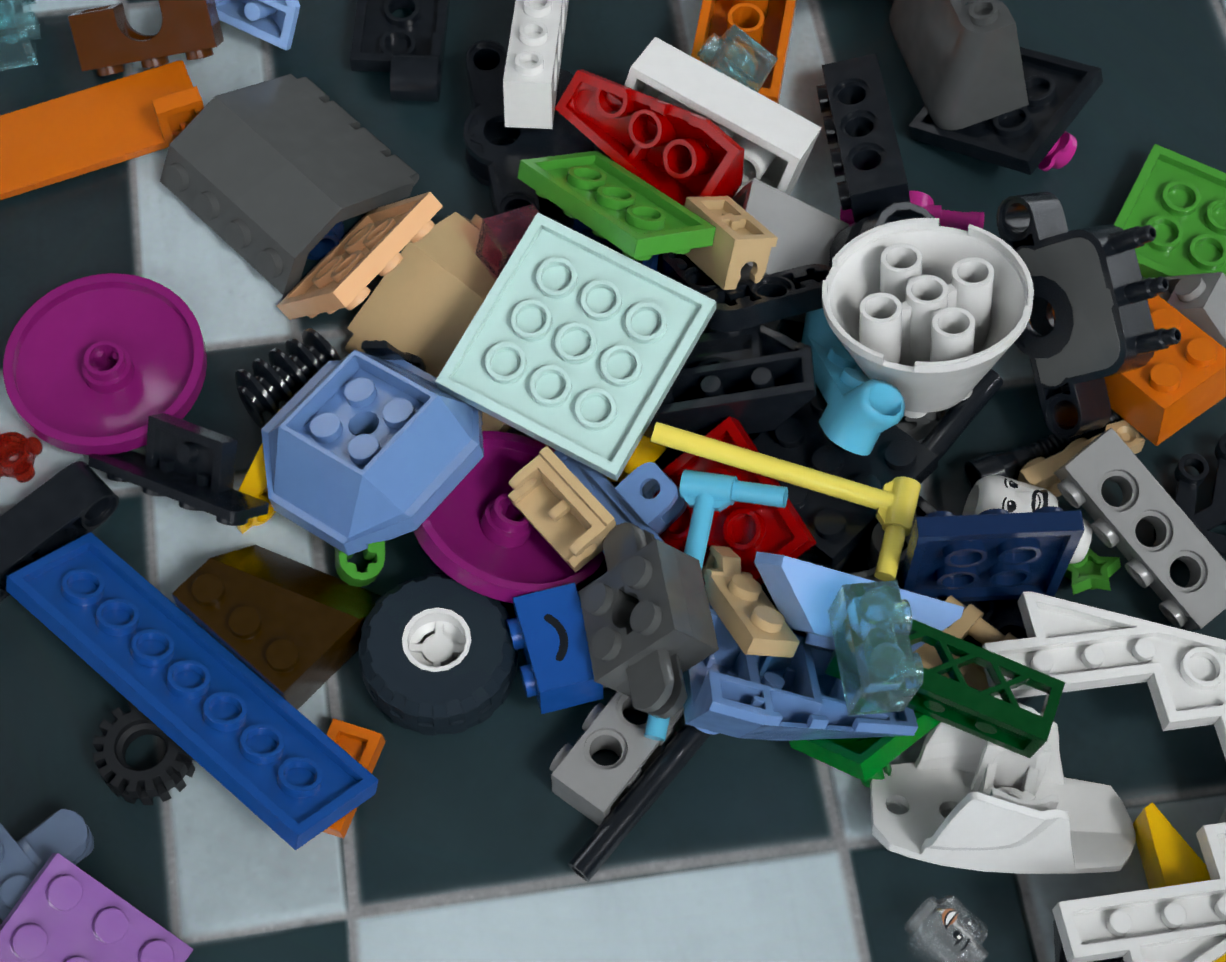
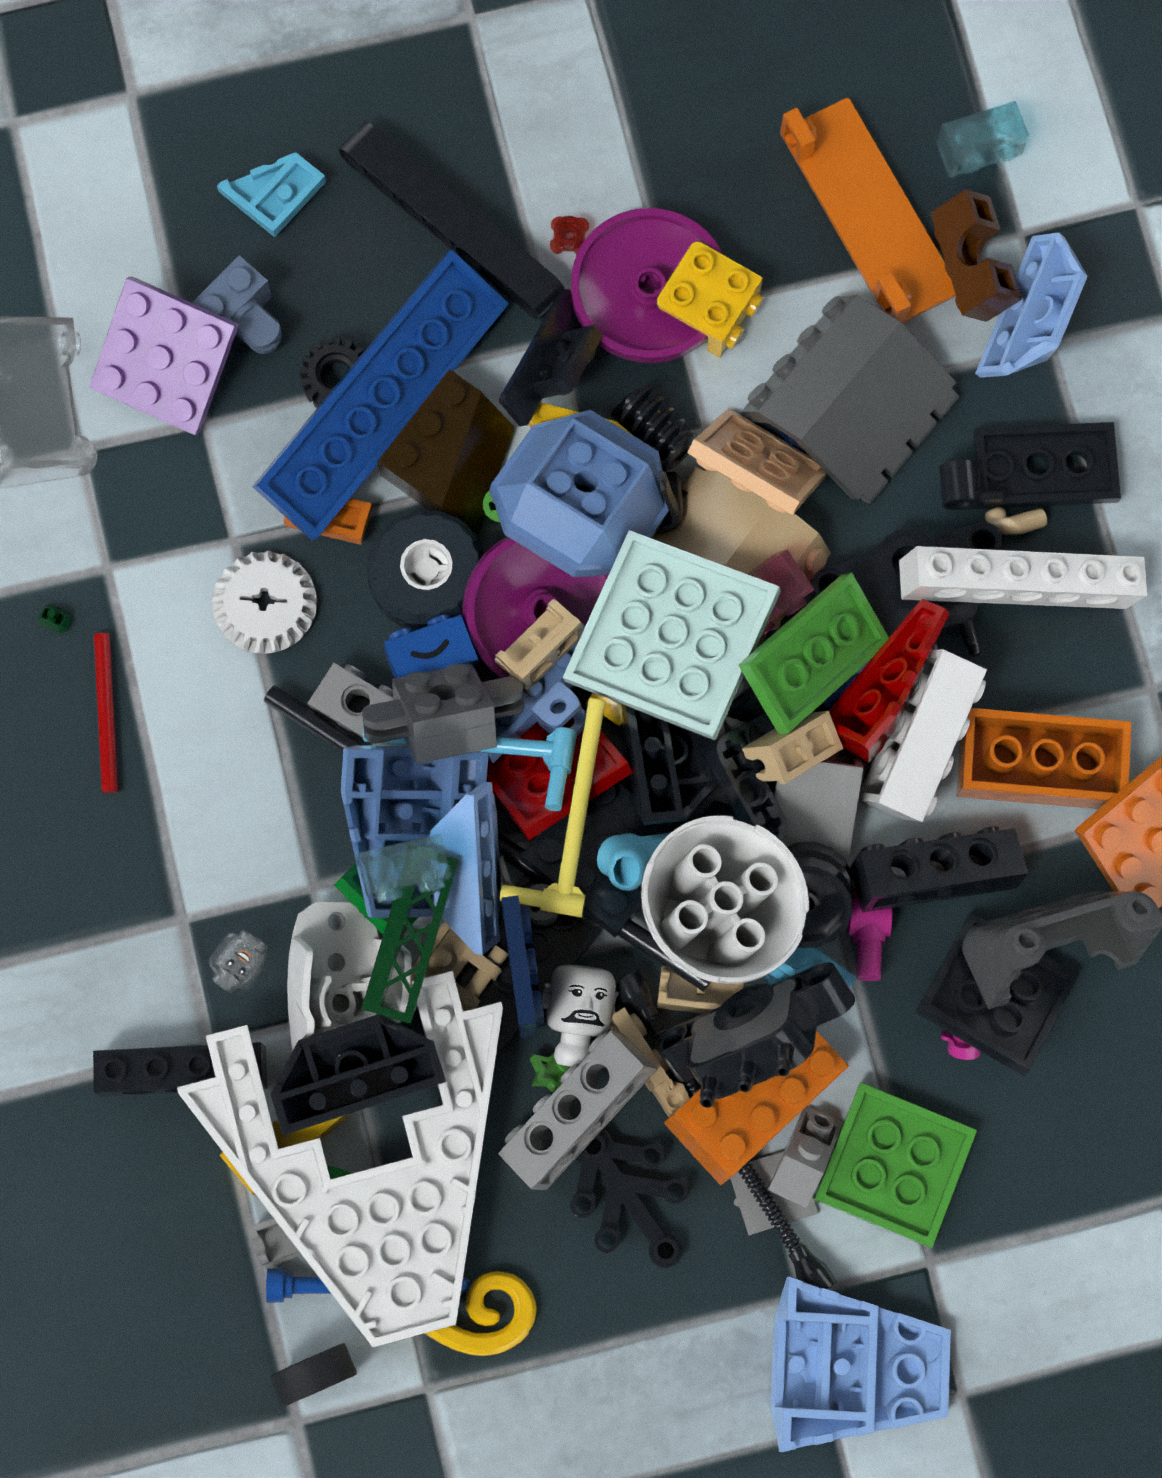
camera: 85 degrees right, 15 degrees up
(134, 294) = (712, 296): none -> yellow bracket
(466, 34) = (1018, 523): none -> tan arm
(469, 903) = (281, 622): none -> white gear
(738, 57) = (984, 745): clear light blue bracket -> none
(745, 607) = (445, 788): tan hinge -> none
(998, 420) = (682, 996): none -> tan hinge
(1120, 772) = (353, 1071): none -> black wedge

